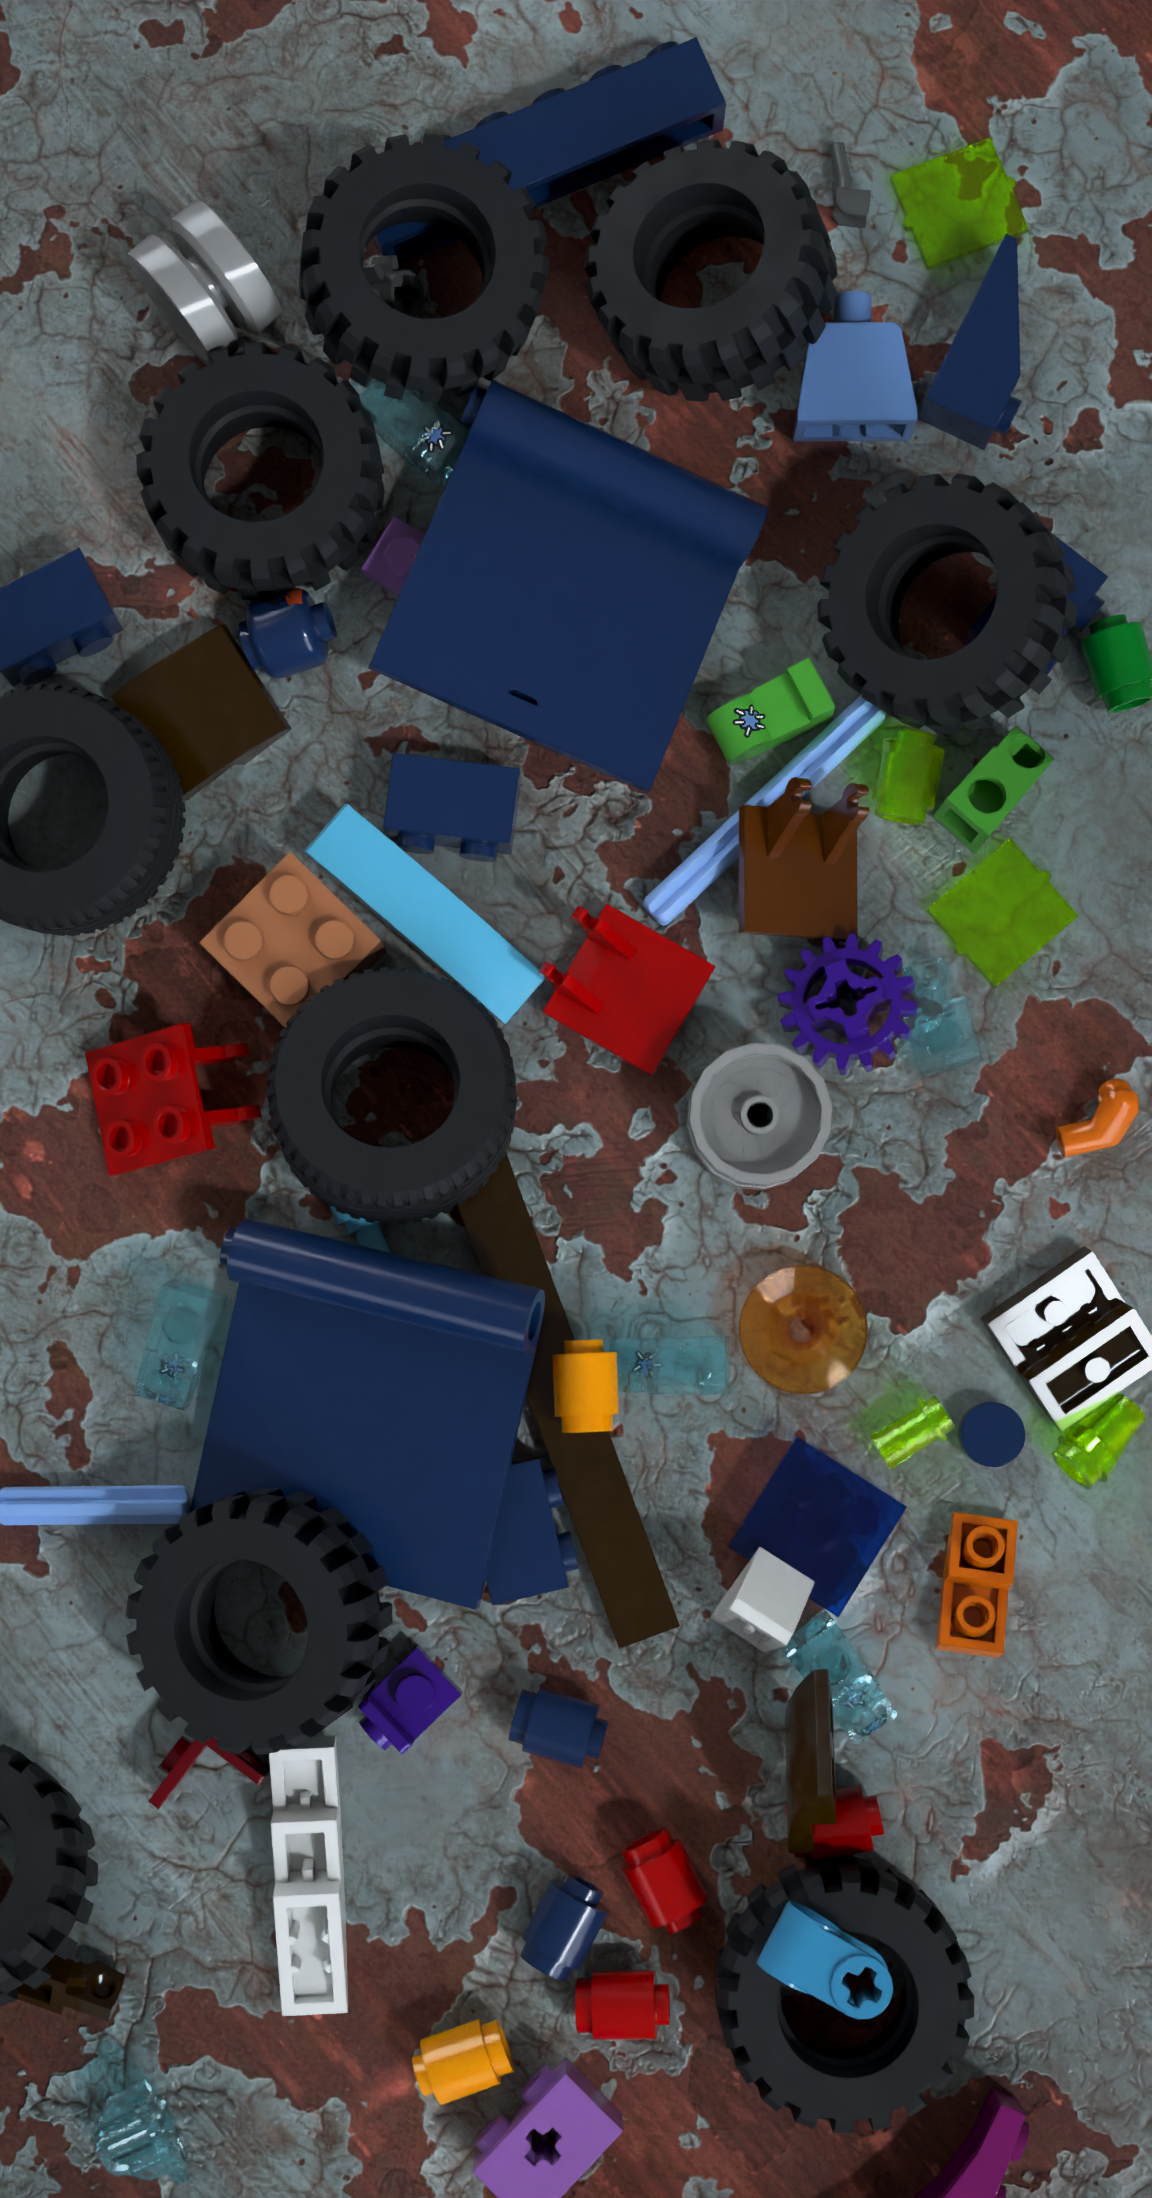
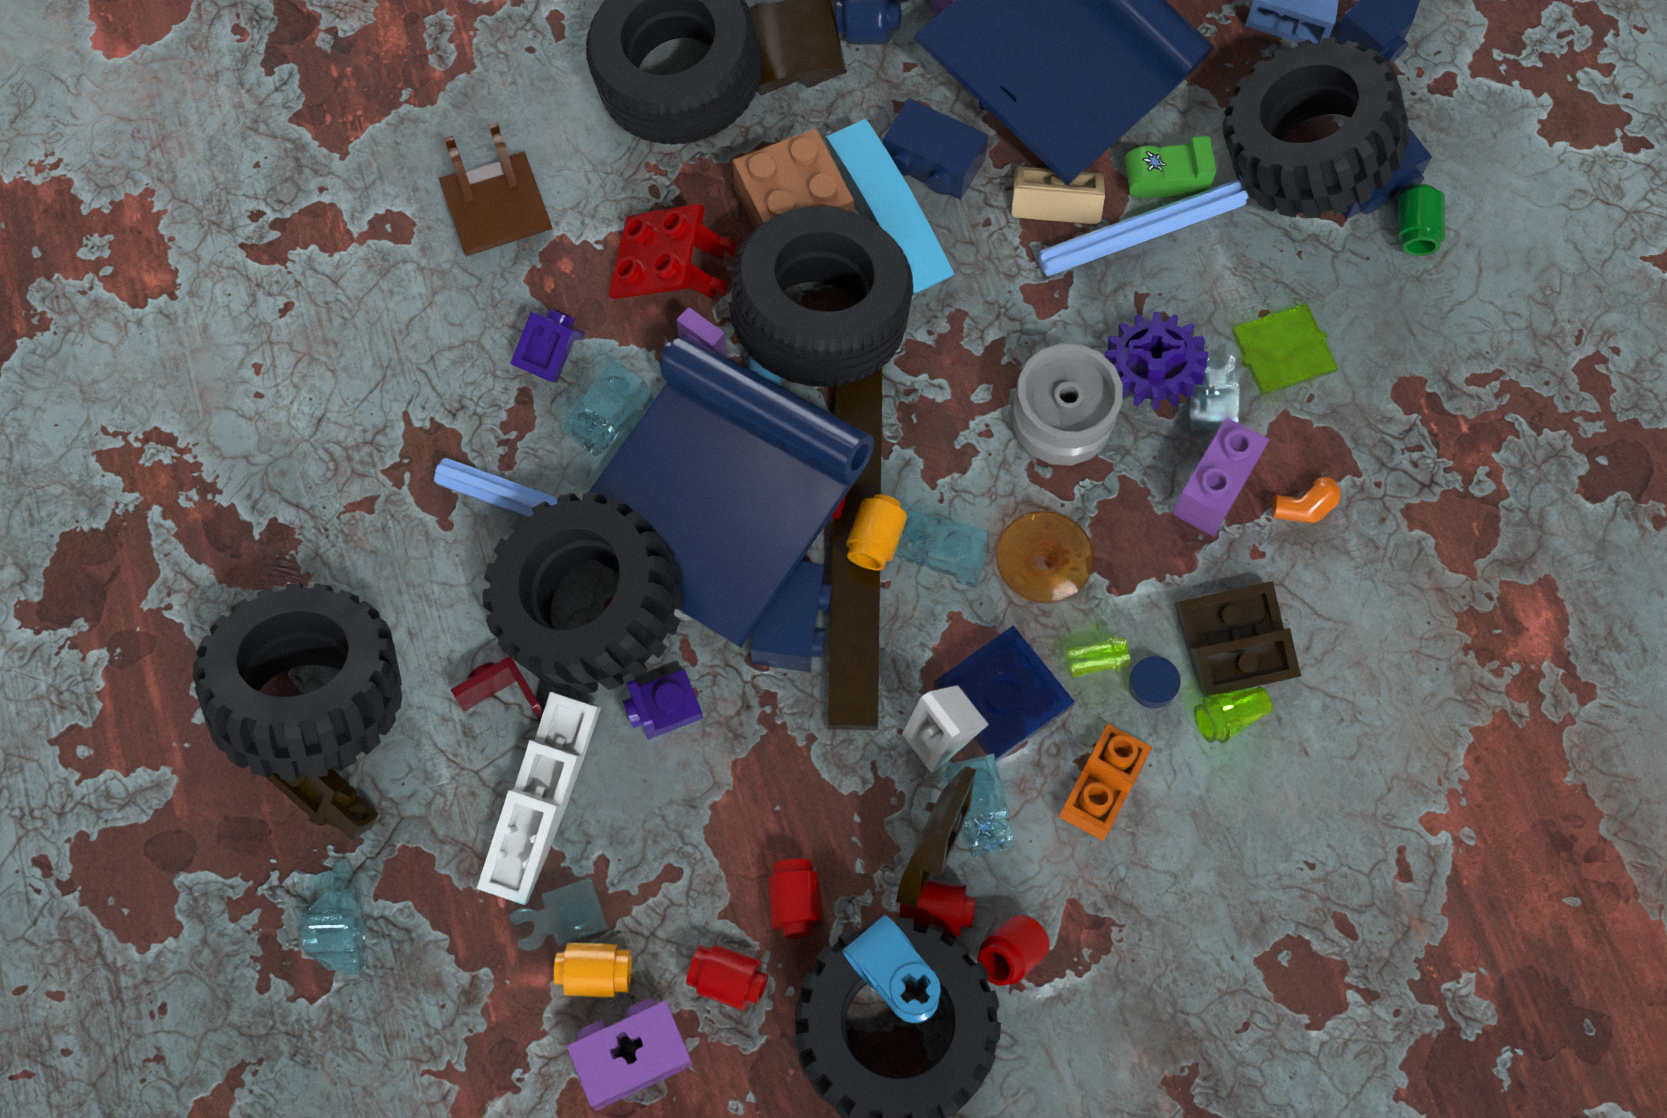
camera: 20 degrees right, 15 degrees down
(62, 1282) = (546, 344): none -> dark purple bracket
(255, 1199) = (701, 331): none -> medium lavender plate
(404, 2005) = (569, 914): none -> clear light blue plate
(558, 1727) = (762, 760): dark blue brick -> none
(563, 1926) = (708, 901): dark blue brick -> none
(618, 814) = (1045, 196): none -> tan slope
(626, 987) = (1005, 300): red plate -> none
(800, 865) = (1151, 265): reddish brown plate -> none
(907, 777) = (1249, 238): clear neon green brick -> none
(943, 1847) = (1013, 950): none -> red brick
(983, 1136) = (1220, 476): none -> medium lavender brick
(993, 788) = (1305, 265): bright green leg -> none

